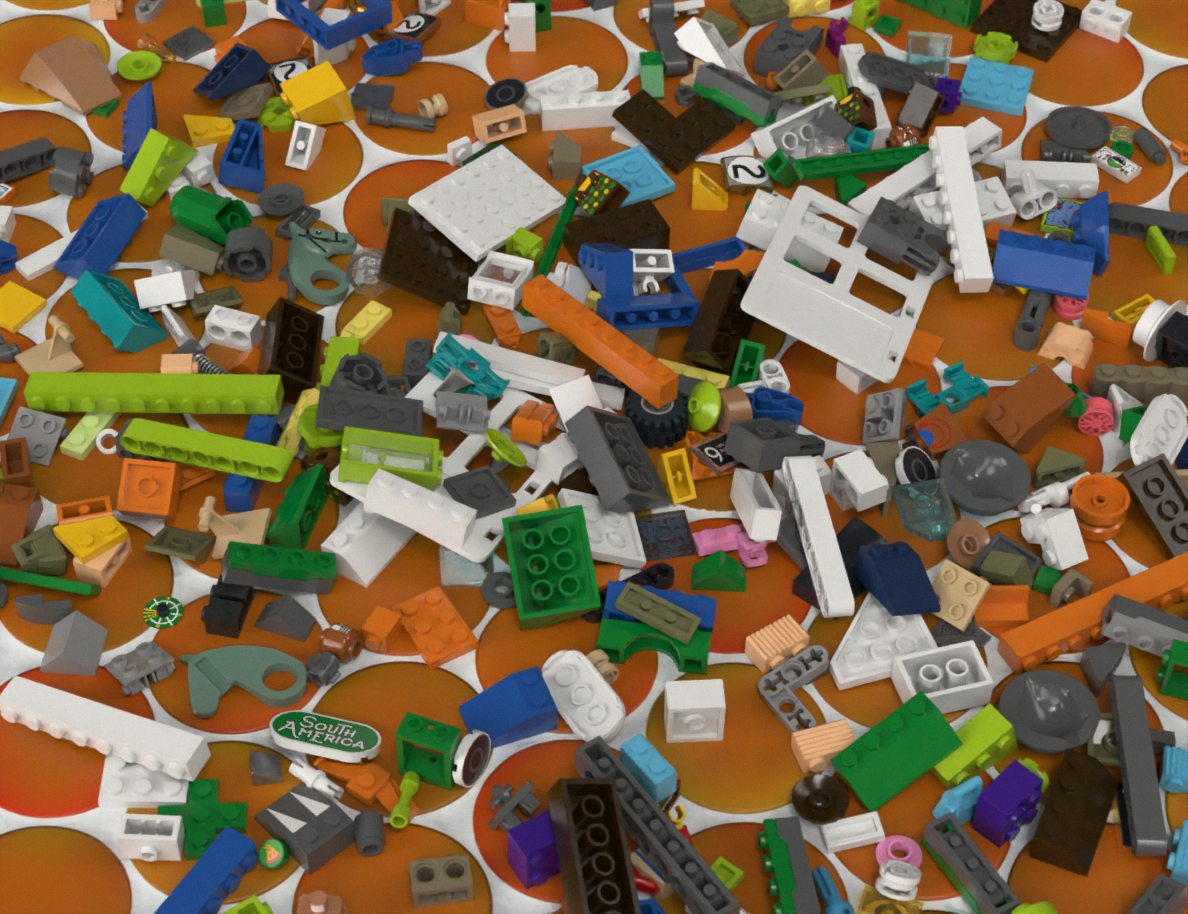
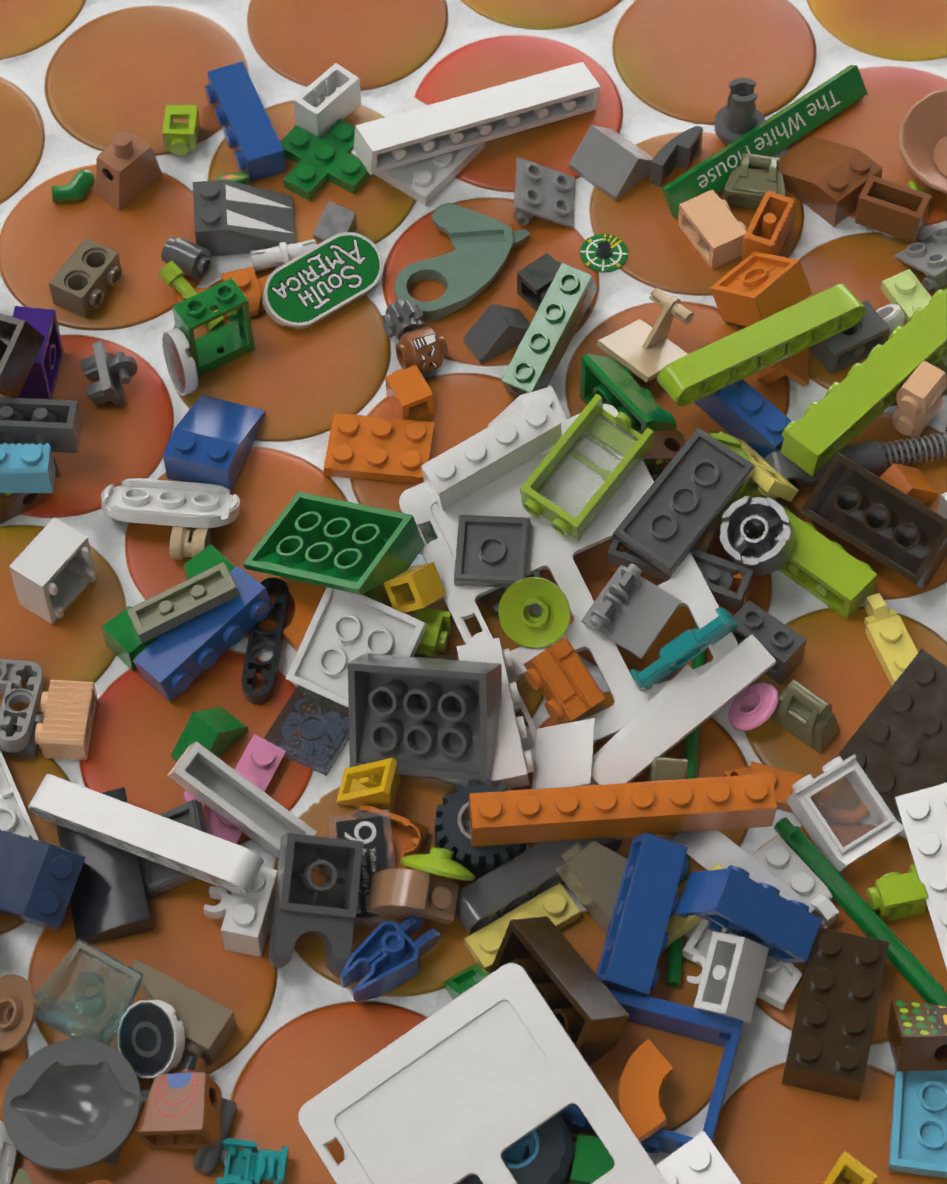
camera: 130 degrees right, 10 degrees up
(91, 537) = (728, 211): yellow wing -> none
(182, 543) = (676, 279): olive slope -> none
(770, 376) = (431, 991): white beam -> none
(857, 482) = (179, 939): white brick -> none
(884, 416) = (252, 1069): light grey slope -> none

